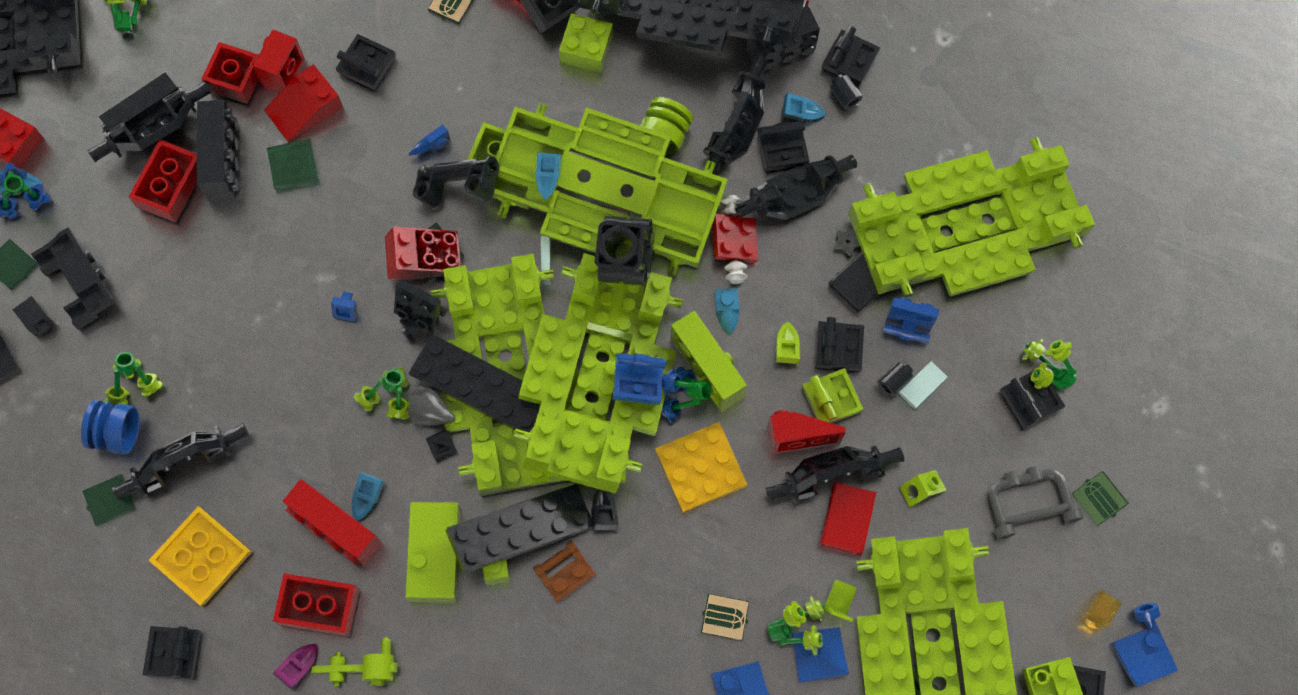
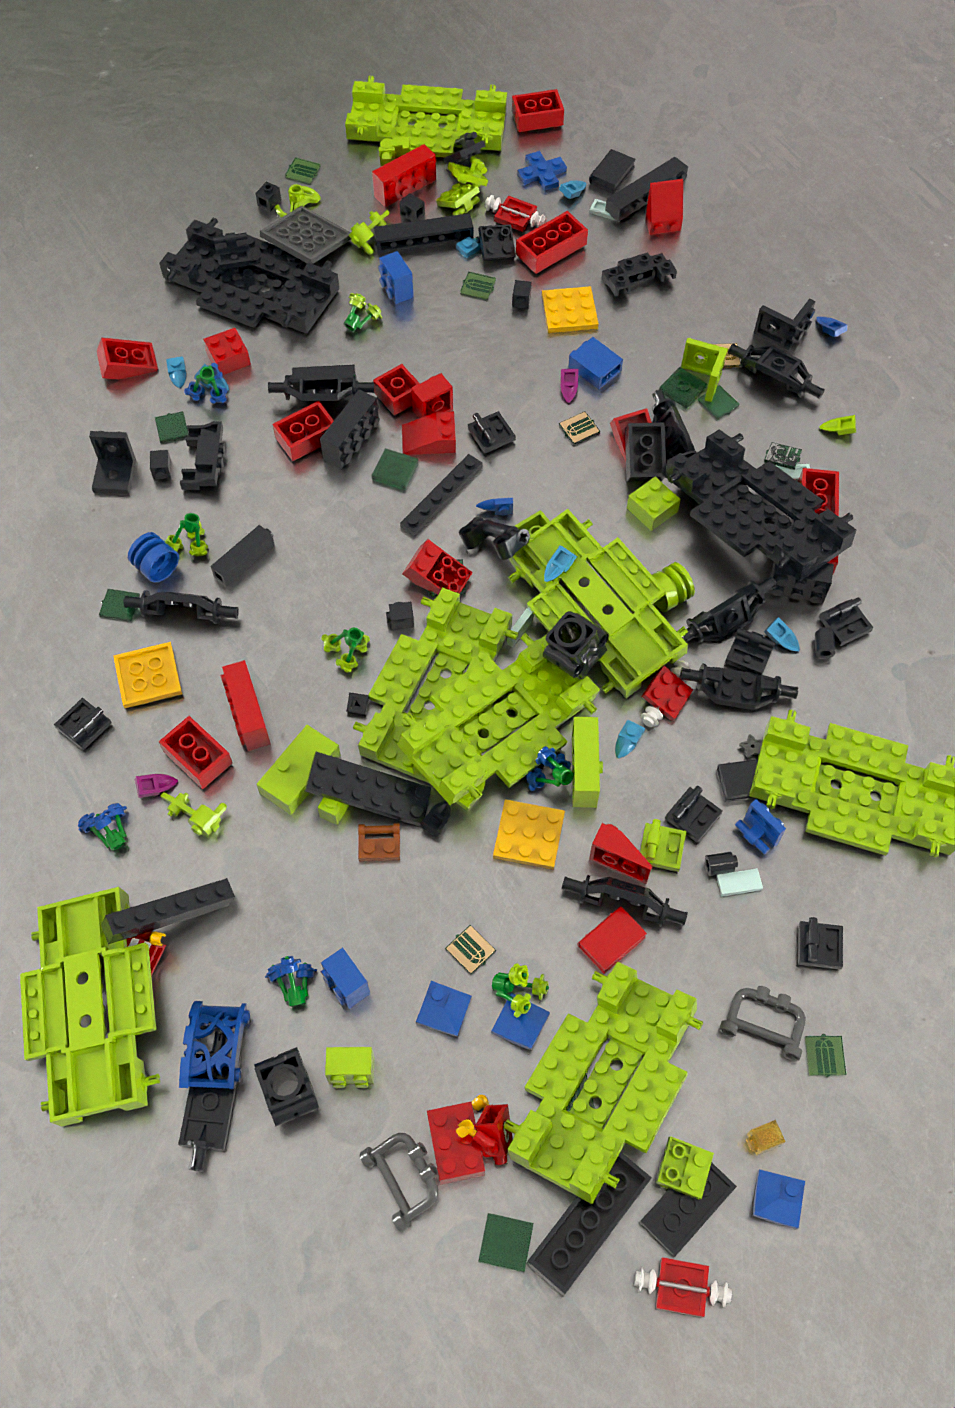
camera: 35 degrees right, 10 degrees down
(203, 362) = (243, 555): none -> black brick
(344, 307) = (359, 576): blue tile -> none
(362, 164) = (441, 495): none -> black plate
(365, 495) = (283, 703): dark azure plate -> none
(417, 306) = (406, 599): black plate -> none
(429, 408) = (365, 671): dark grey hat -> none
(474, 383) = (406, 671): black plate -> none
(638, 378) = (523, 737): blue plate -> none
(787, 345) = (654, 789): lime plate -> none
(840, 599) = (565, 992): lime bracket -> none
(927, 485) = (689, 953): lime bracket -> none
(1061, 375) = (837, 931): lime plant -> none
(1147, 613) = (803, 1167): blue tile -> none

